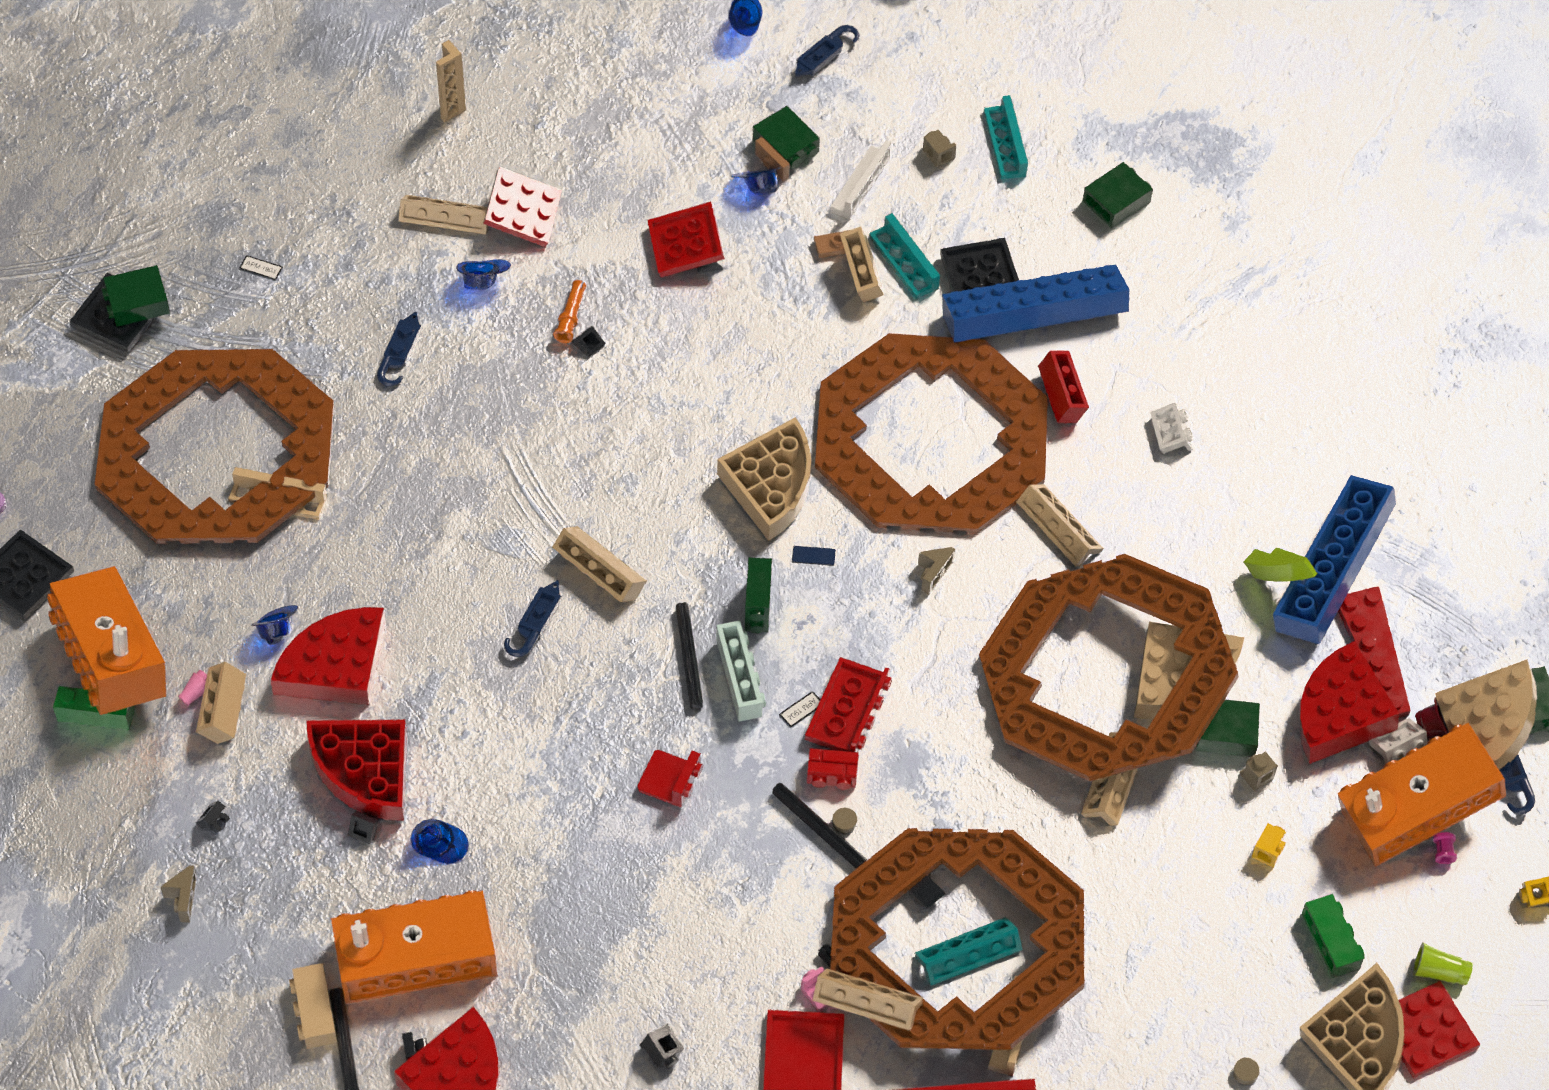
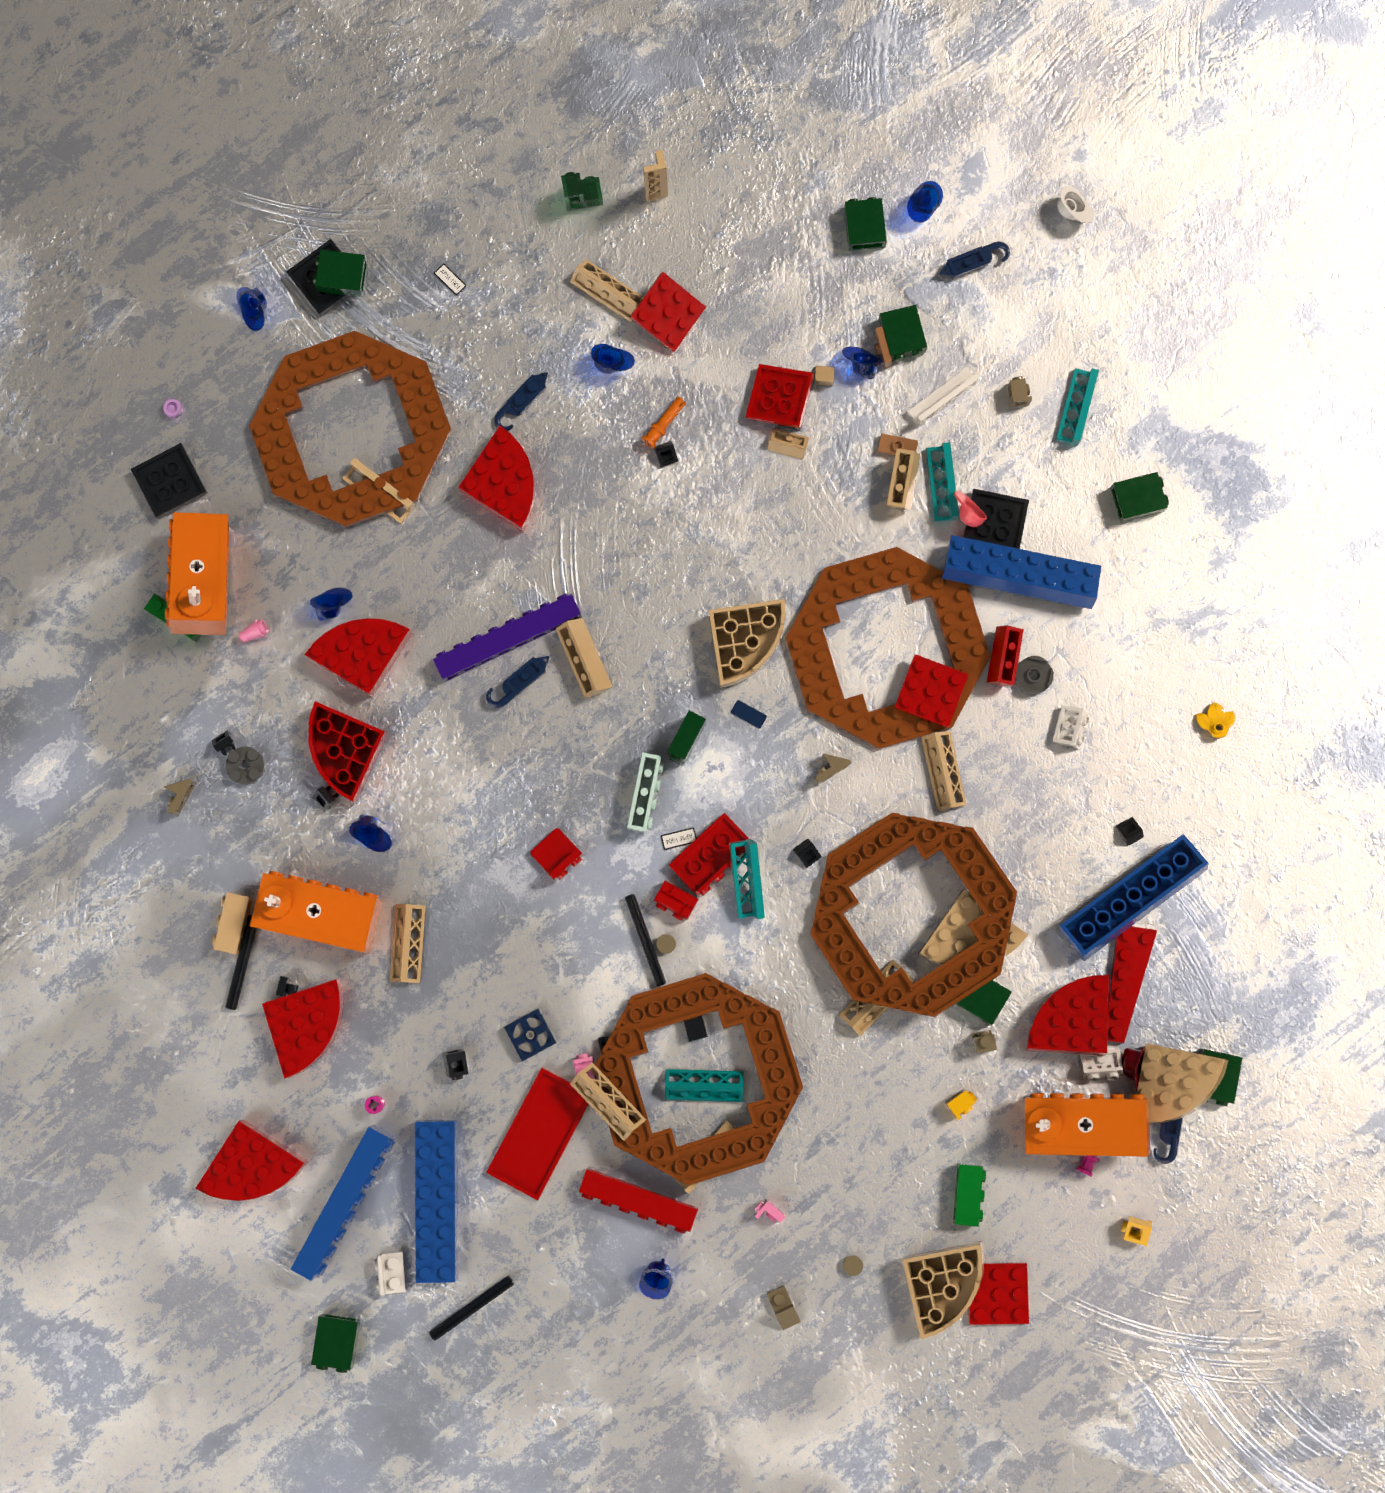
camera: 30 degrees right, 25 degrees up
(45, 368) = (252, 306): none -> clear blue piece
(221, 702) = (264, 654): tan brick -> none
(246, 820) = (236, 759): none -> dark grey plate
(369, 133) = (580, 192): none -> clear green brick
(418, 429) = (502, 480): none -> red brick
(497, 582) = (506, 638): none -> dark purple brick
(533, 942) = (403, 943): none -> tan fence
(689, 655) = (617, 760): black axle -> none
(693, 58) = (865, 224): none -> dark green brick
(717, 284) = (787, 443): none -> tan slope
(724, 208) = (824, 375): none -> tan slope
(736, 980) = (530, 1034): none -> dark blue piece
(912, 707) = (754, 879): none -> teal fence
(950, 267) = (969, 511): none -> coral cap
(955, 664) = (807, 853): none -> black slope
(1003, 449) = (931, 691): none -> red plate
(1109, 407) = (1042, 669): none -> dark grey plate
(1121, 1048) = (772, 1212): none -> bright pink bracket
(1279, 566) = (1085, 887): lime slope -> none
(1293, 505) = (1130, 831): none -> black slope
(1320, 367) = (1216, 717): none -> yellow plate
(1441, 965) = (1033, 1253): lime plant -> none

